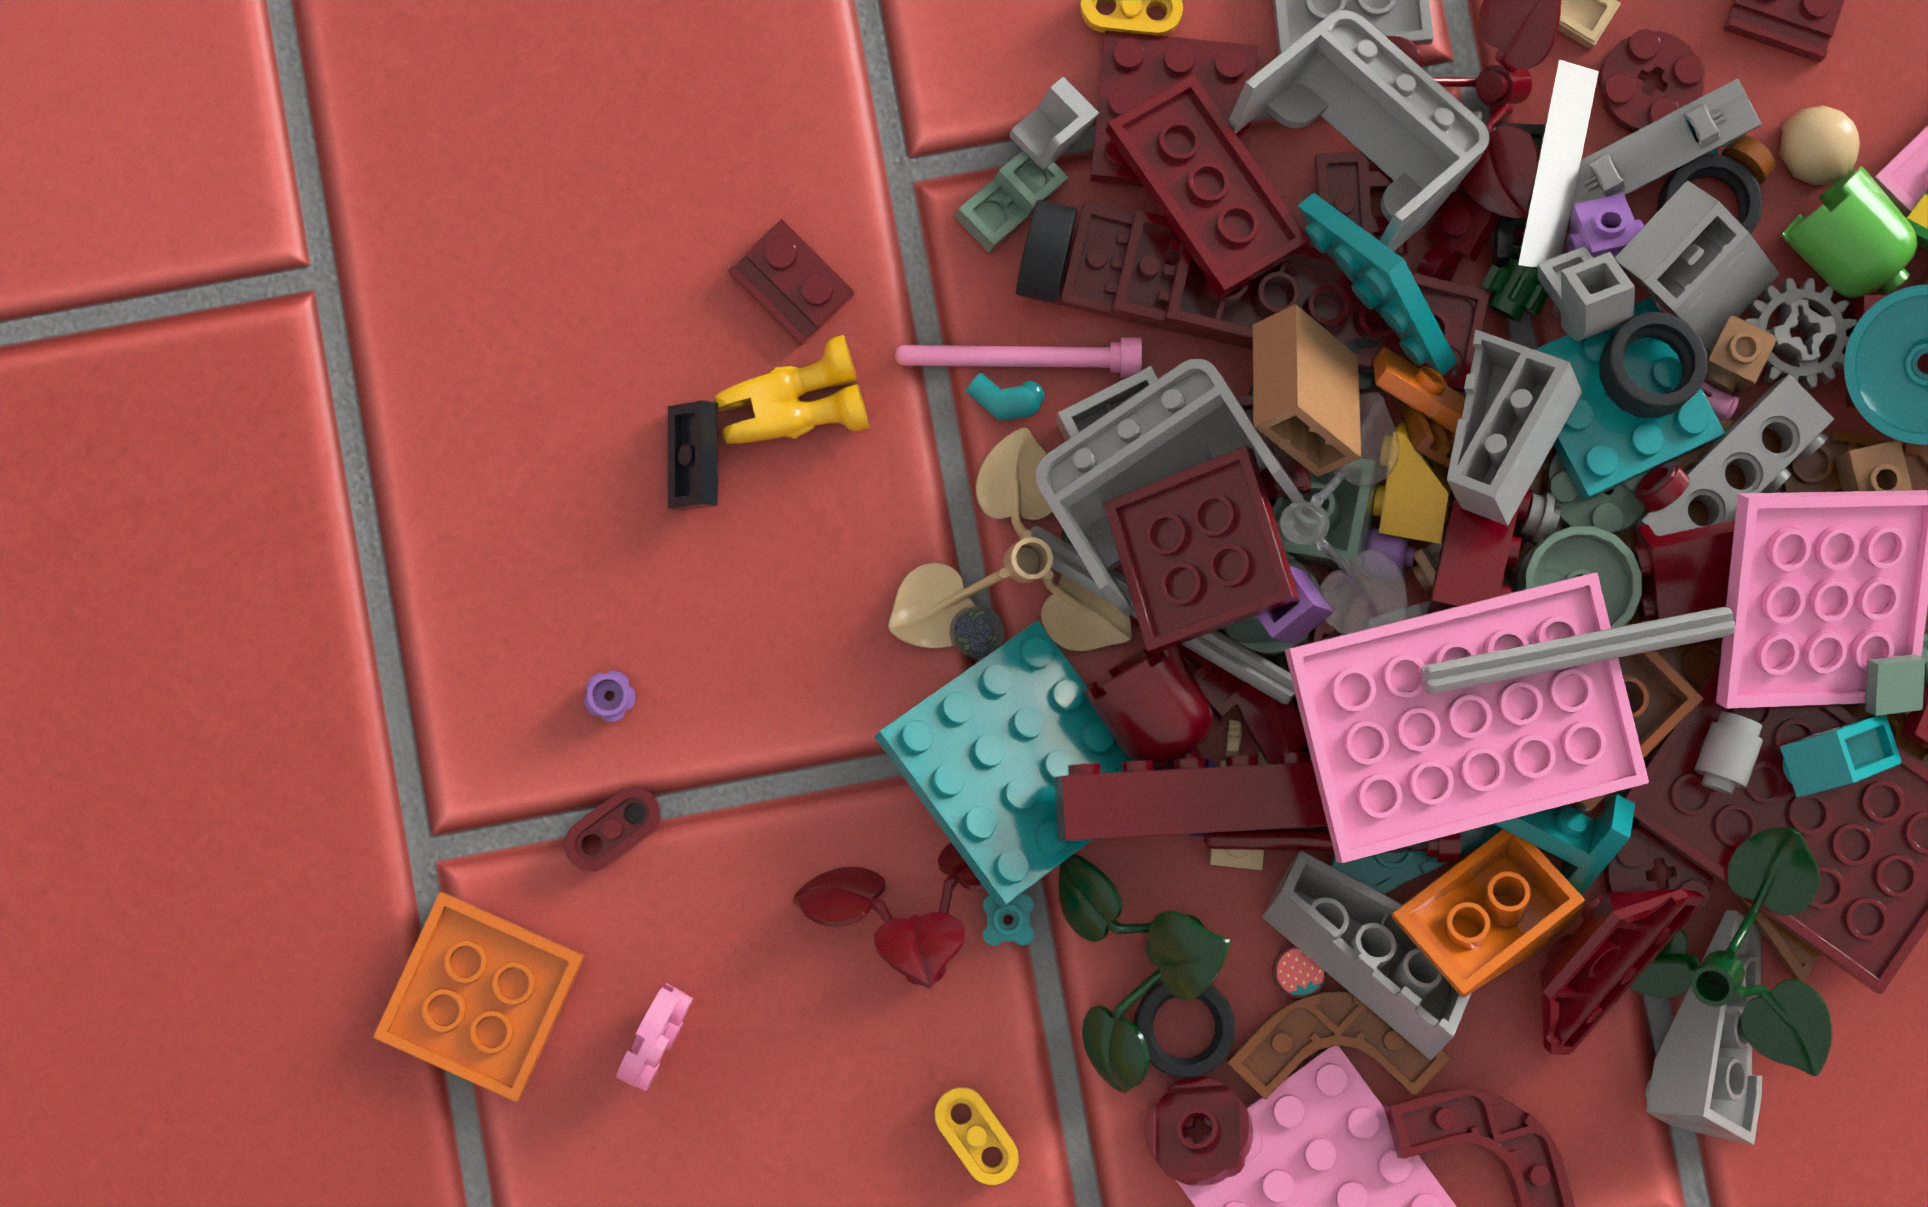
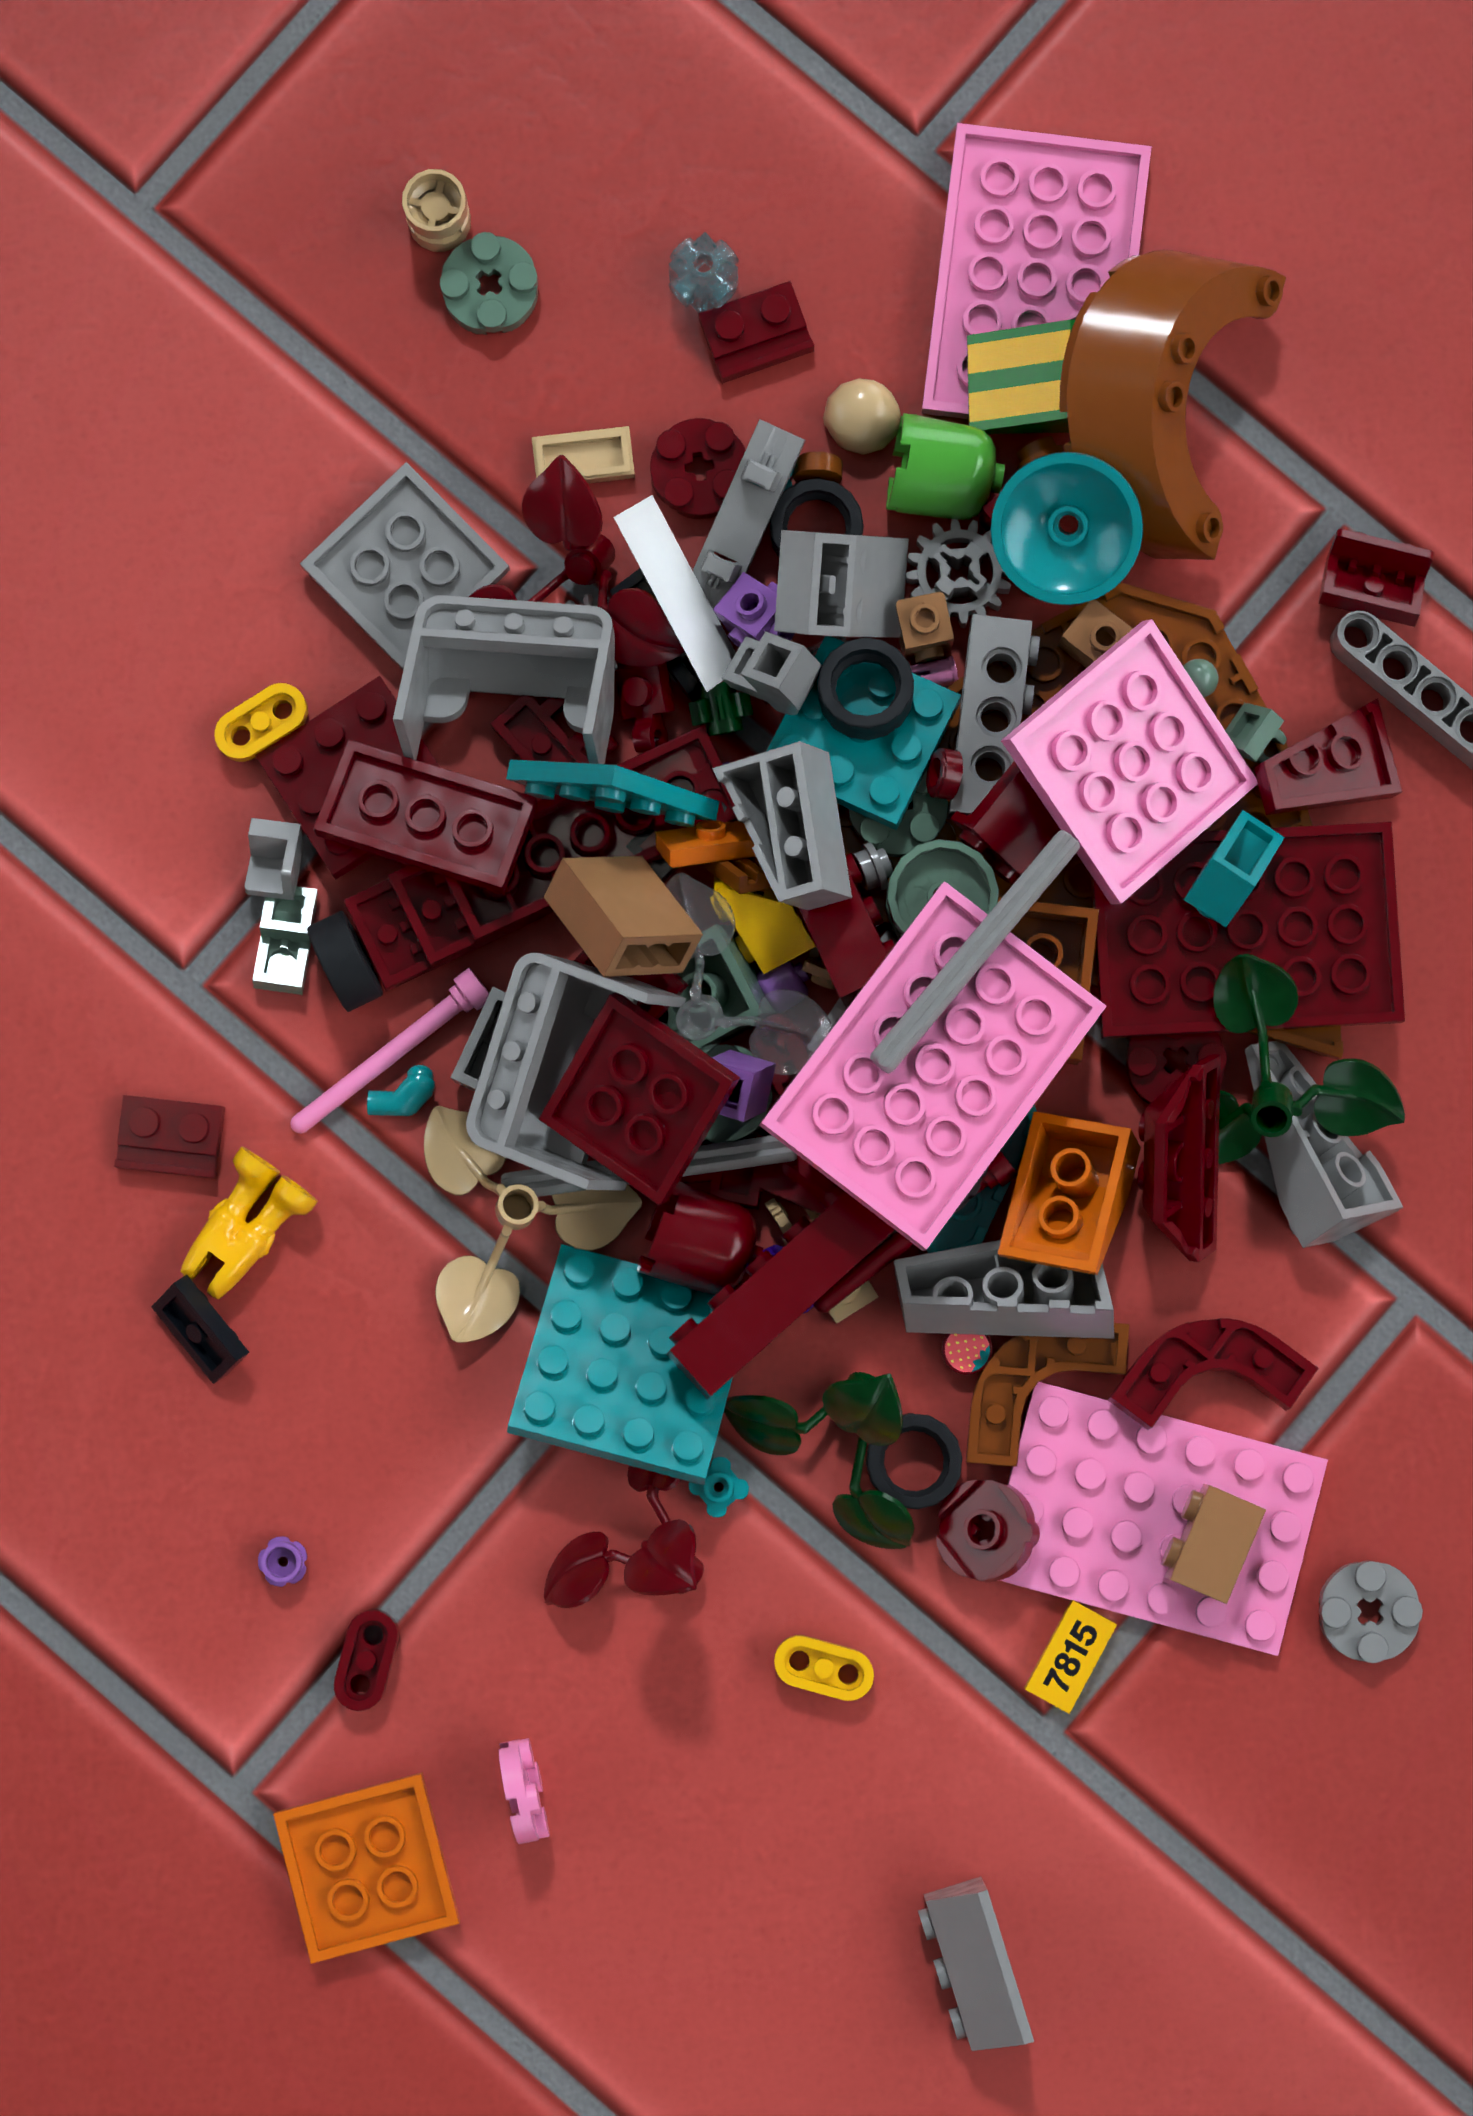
camera: 35 degrees left, 0 degrees up
(976, 631) = (522, 1289): clear smoke tile -> none
(1577, 839) = (1089, 1086): teal bracket -> none
(1729, 752) = (1151, 933): light grey brick -> none
(1895, 684) = (1232, 784): sand green tile -> none

